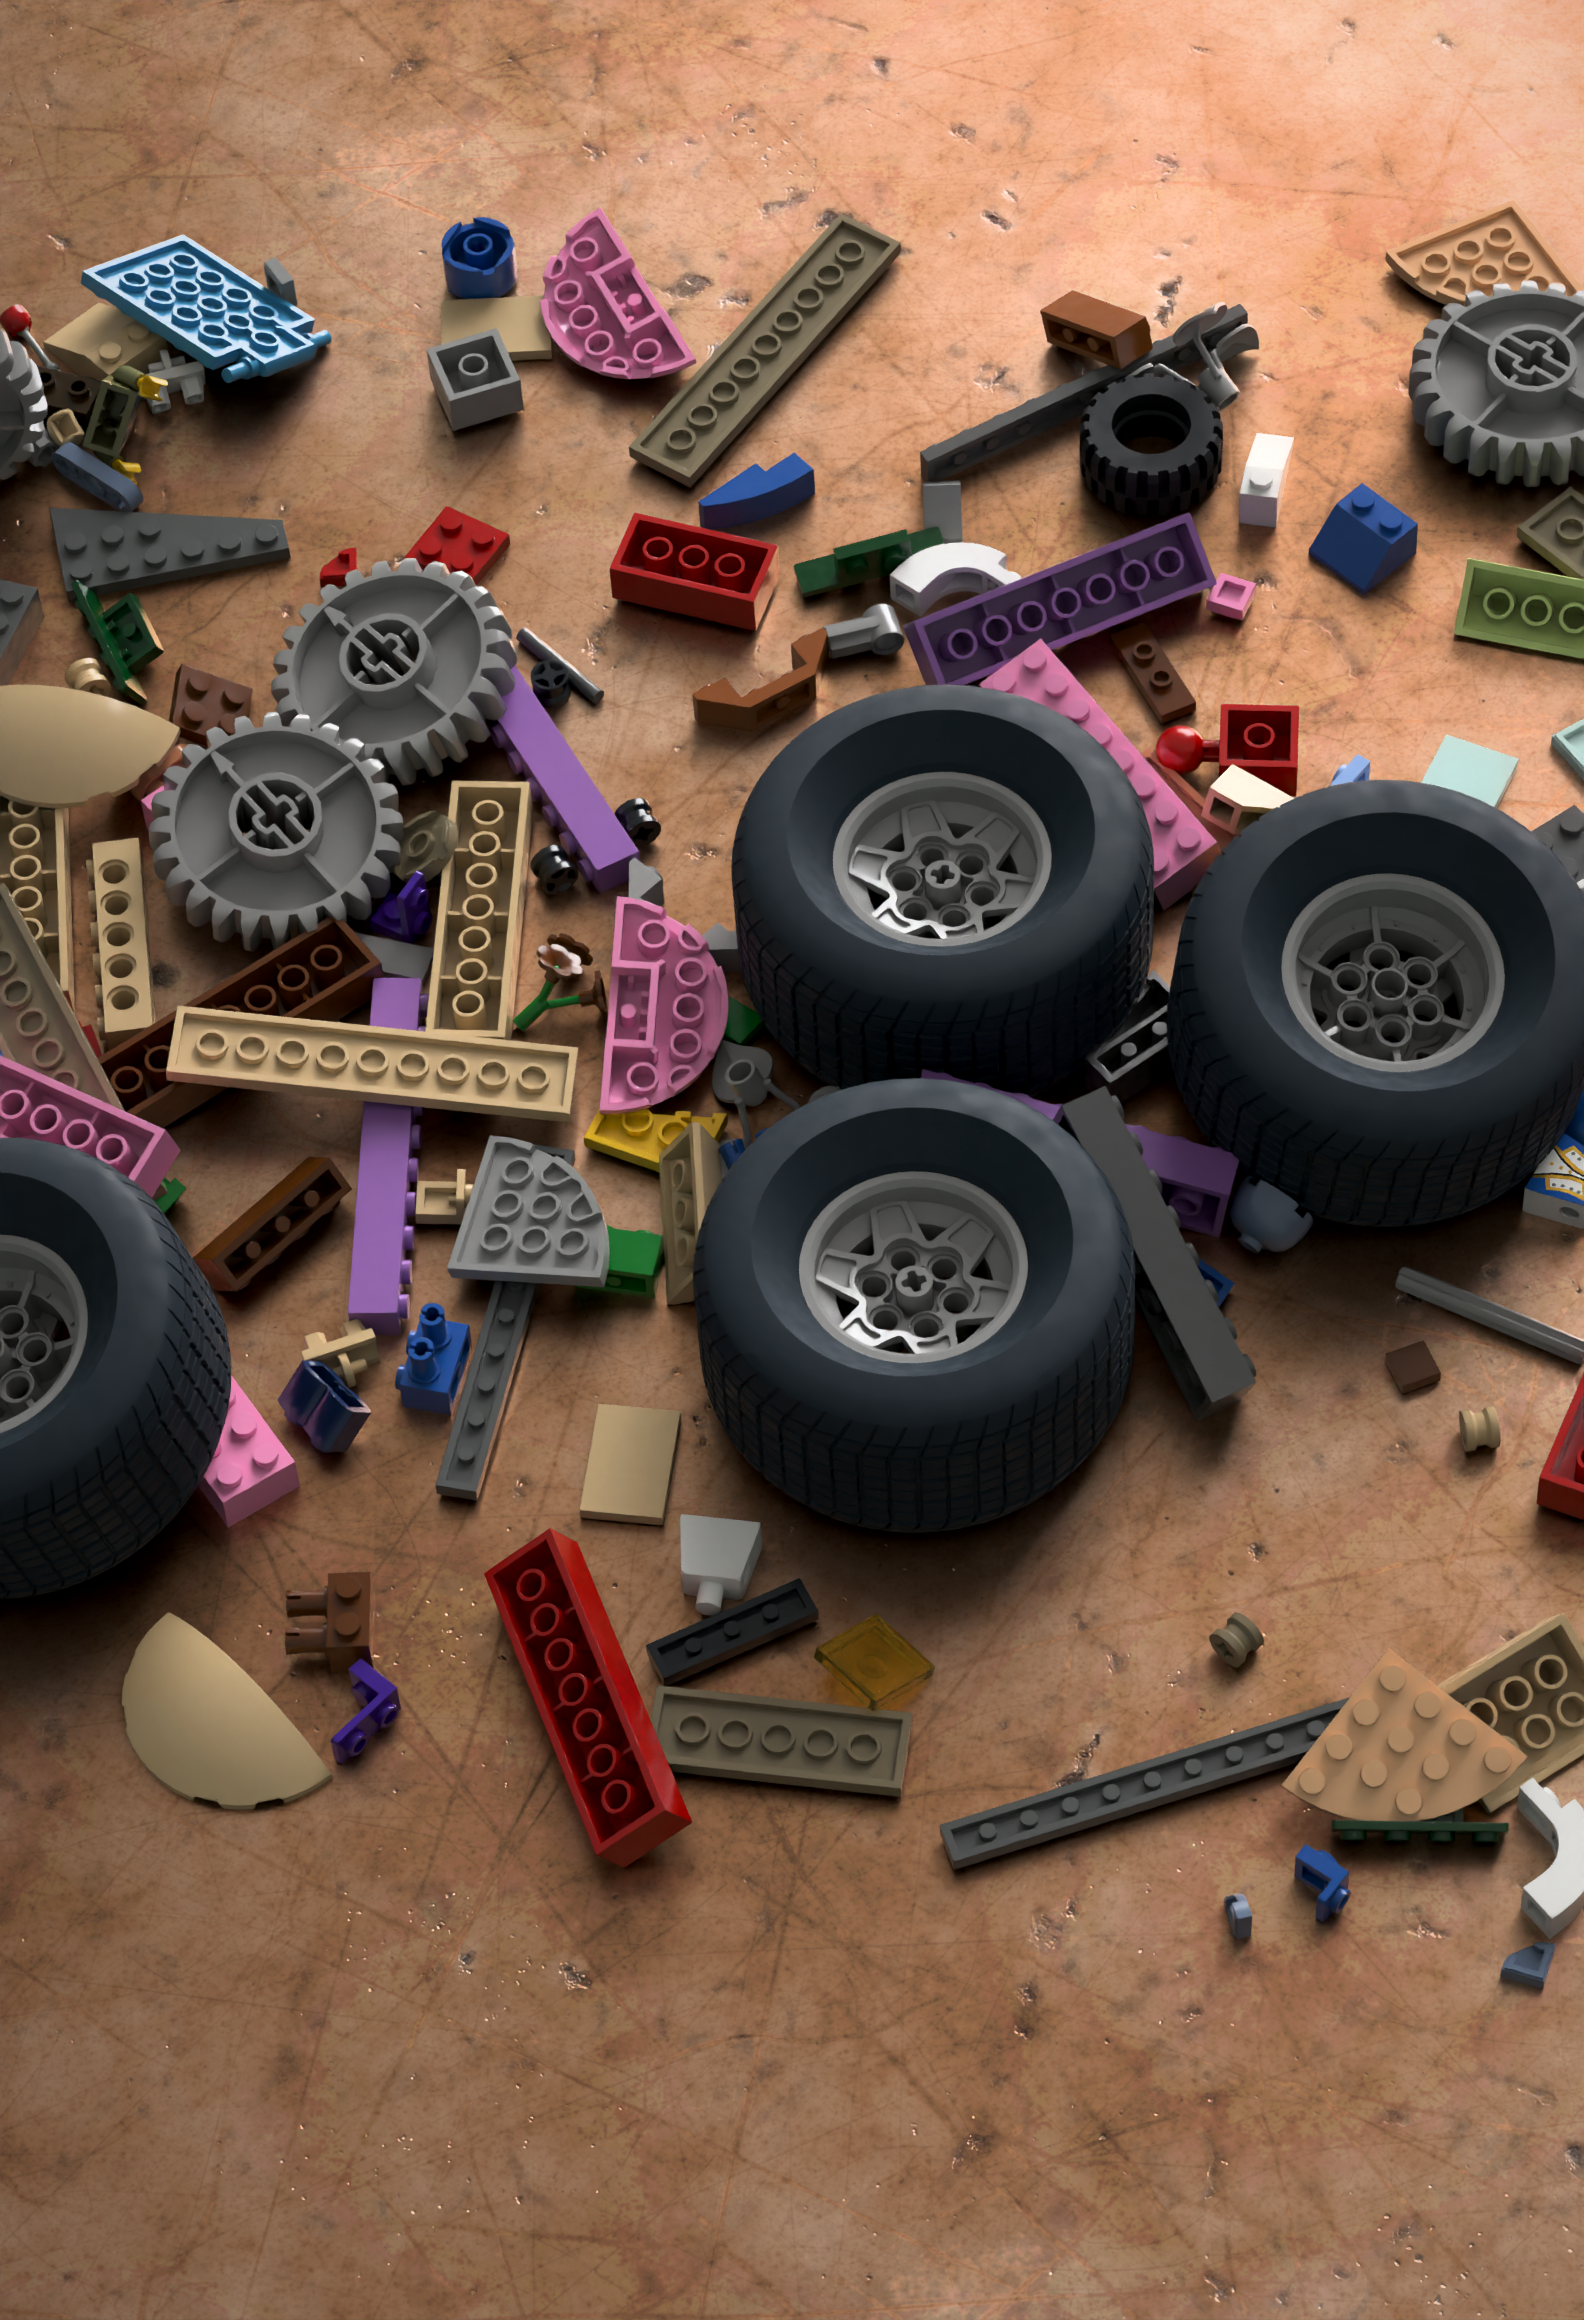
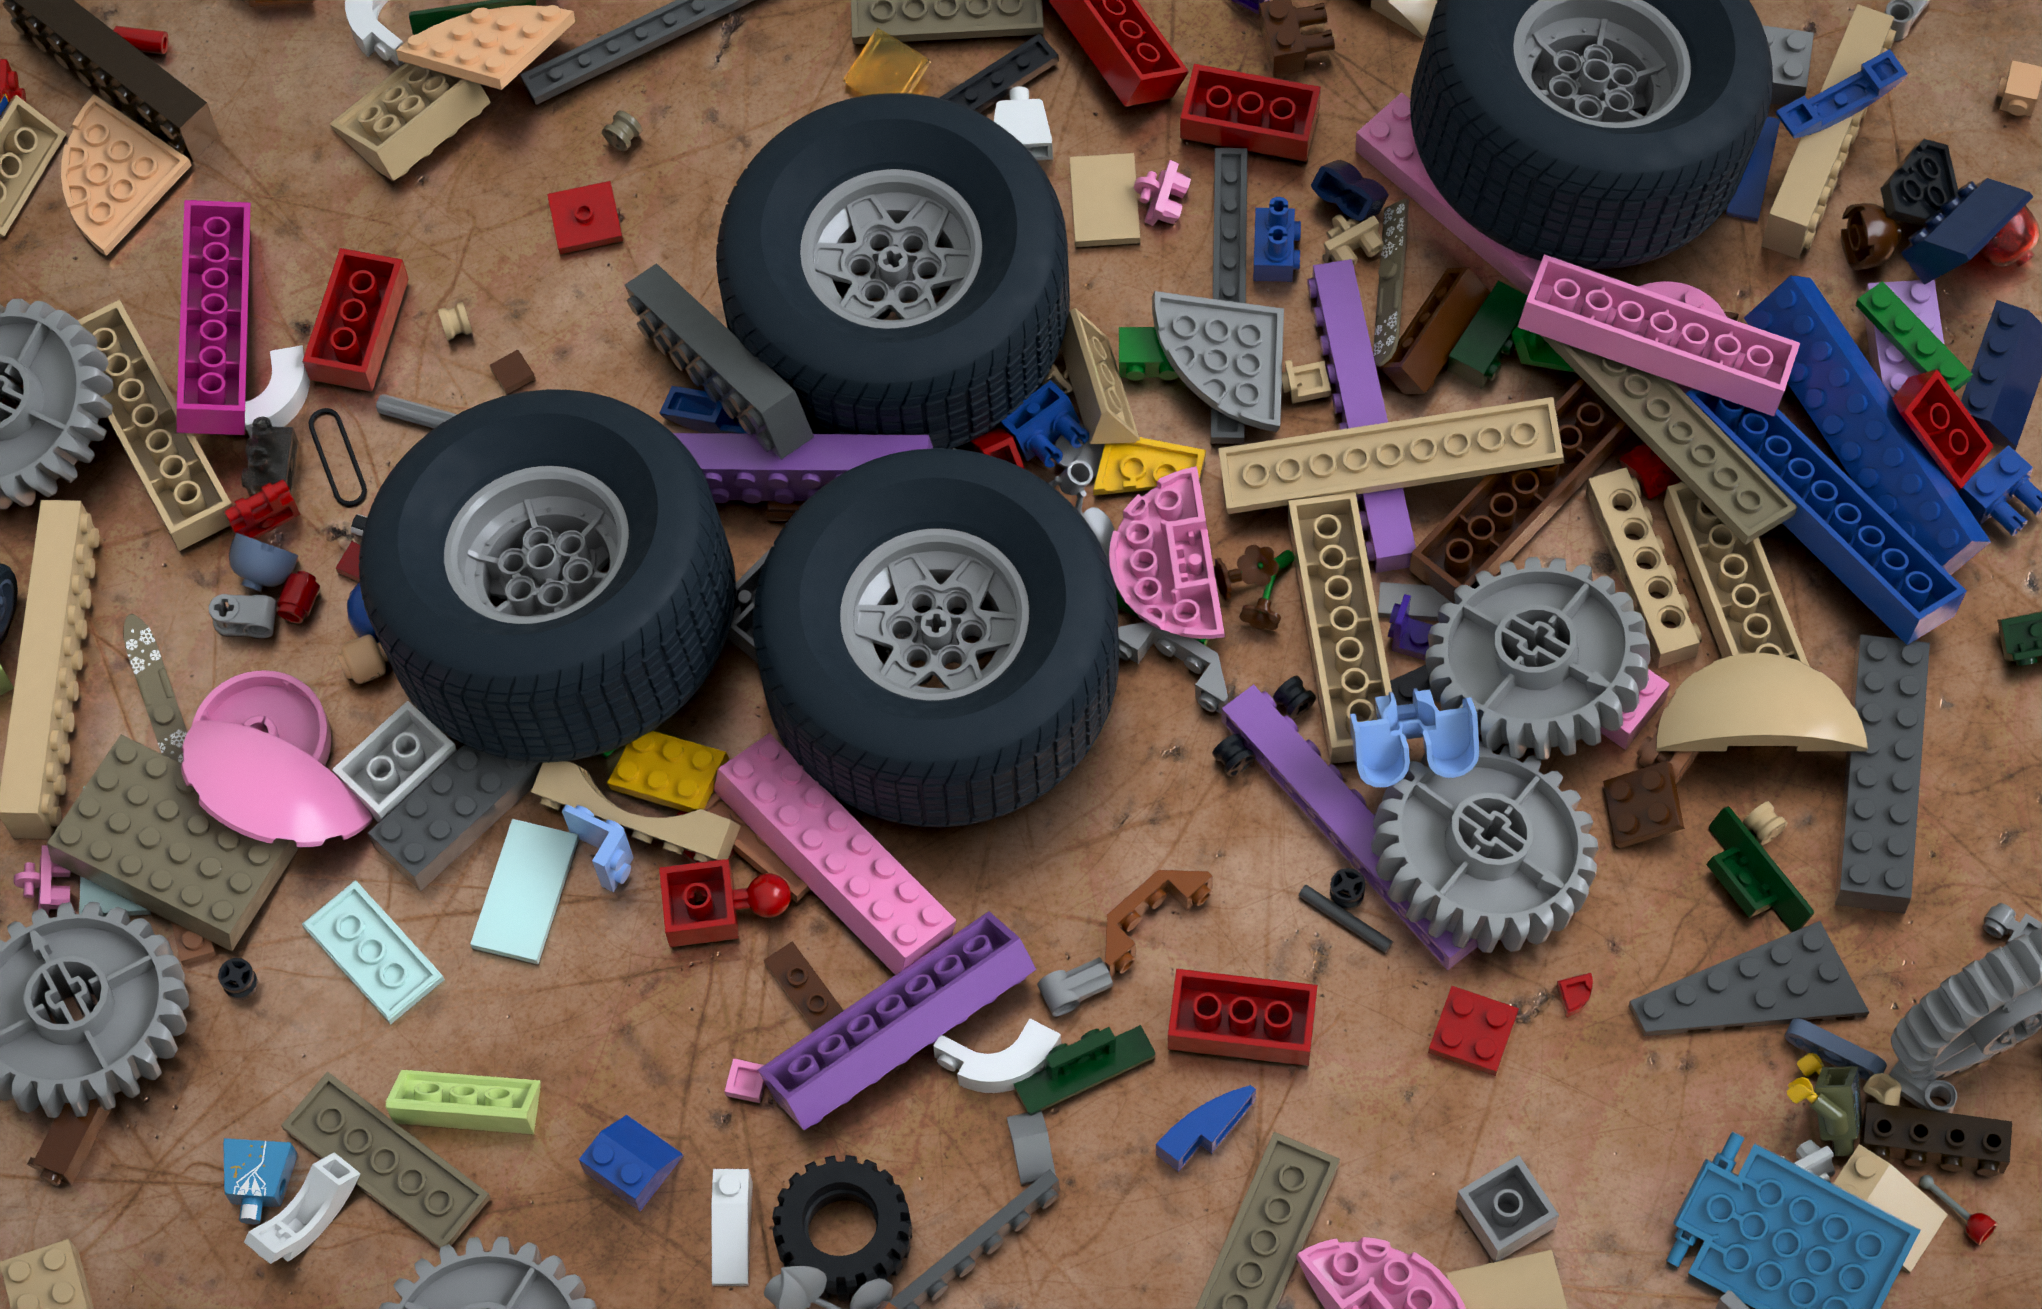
camera: 170 degrees right, 10 degrees up
(216, 1205) = (1488, 336): none -> dark green brick
(308, 1292) = (1390, 281): none -> dark tan piece
(419, 1521) = (1250, 112): none -> red brick
(426, 846) = (1401, 670): dark tan tile -> none
(439, 773) = (1447, 735): none -> light blue piece
(559, 1449) = (1168, 183): none -> bright pink hips
(1299, 1545) = (585, 217): none -> red plate

